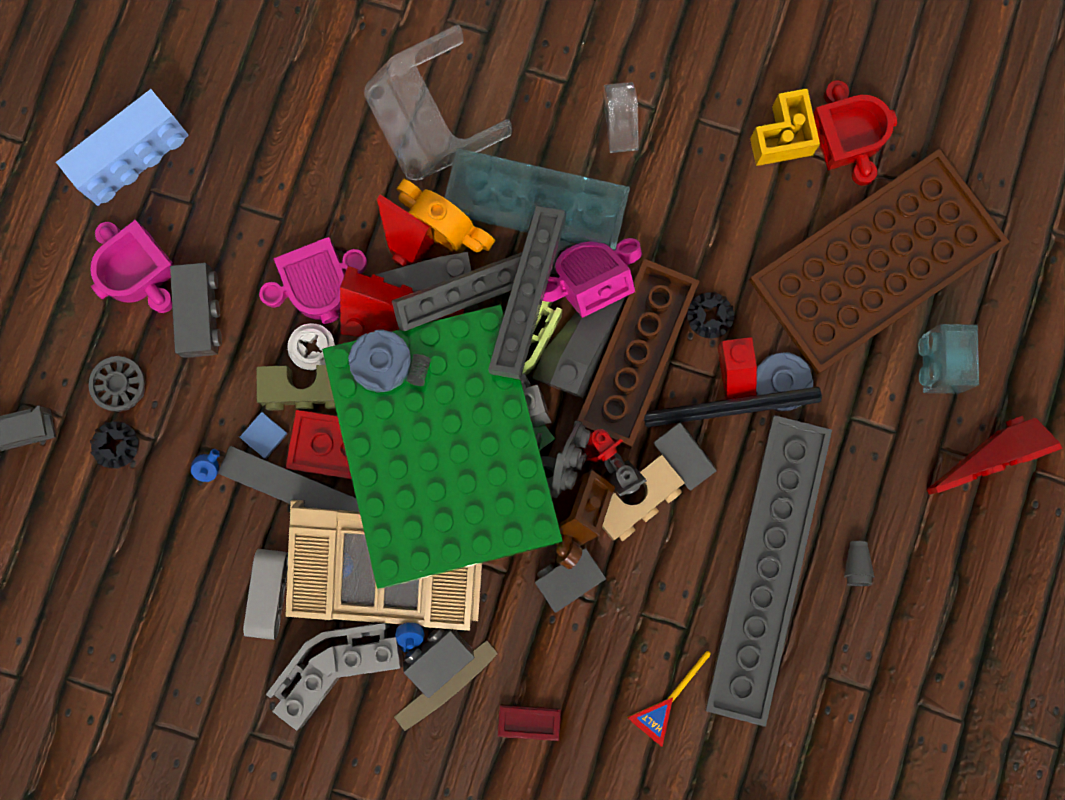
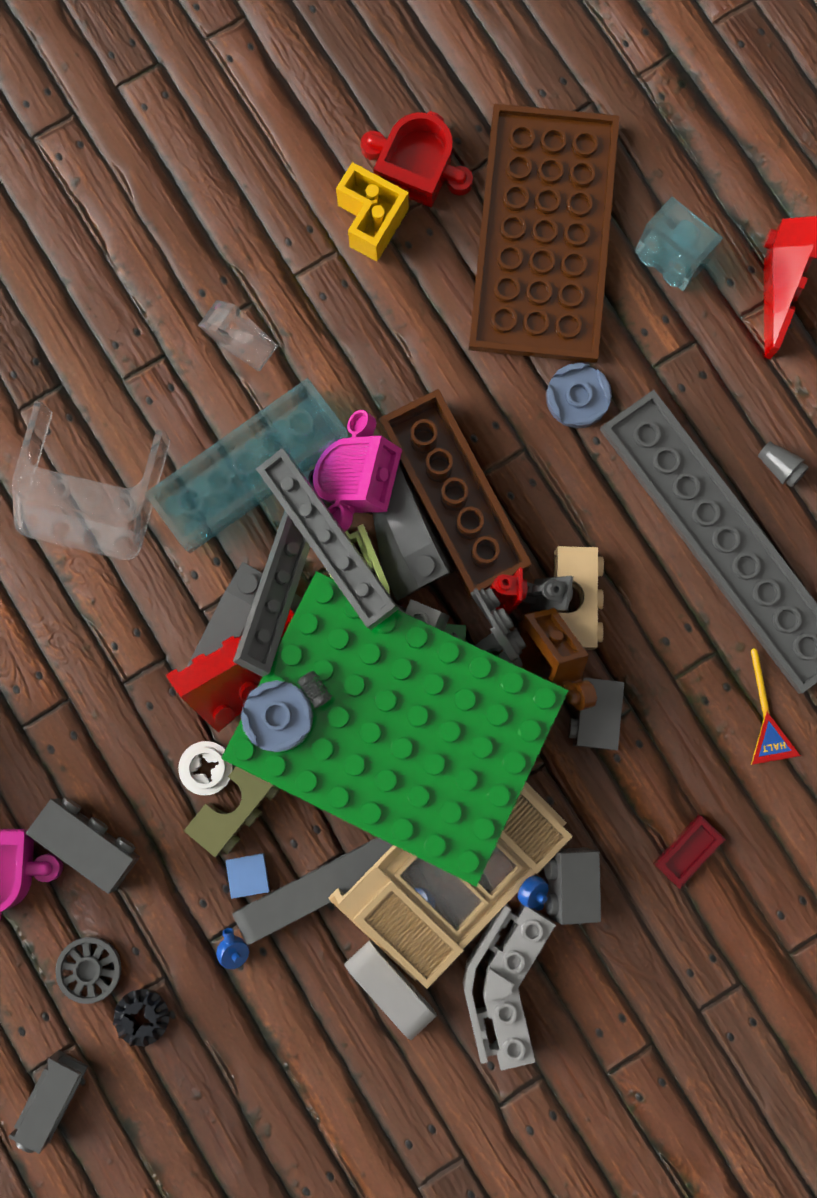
camera: 50 degrees left, 0 degrees up
(312, 279) = (149, 716): dark pink piece -> none
(317, 446) = (300, 833): red plate -> none
(405, 234) = (179, 601): red slope -> none
(424, 706) = (600, 932): dark tan sticker -> none
(448, 224) = (195, 560): light orange piece -> none
(685, 456) = (574, 528): dark grey hinge -> none
(713, 328) = (484, 414): black gear -> none
(733, 406) = (566, 452): black axle -> none
(738, 368) = (538, 422): red slope -> none

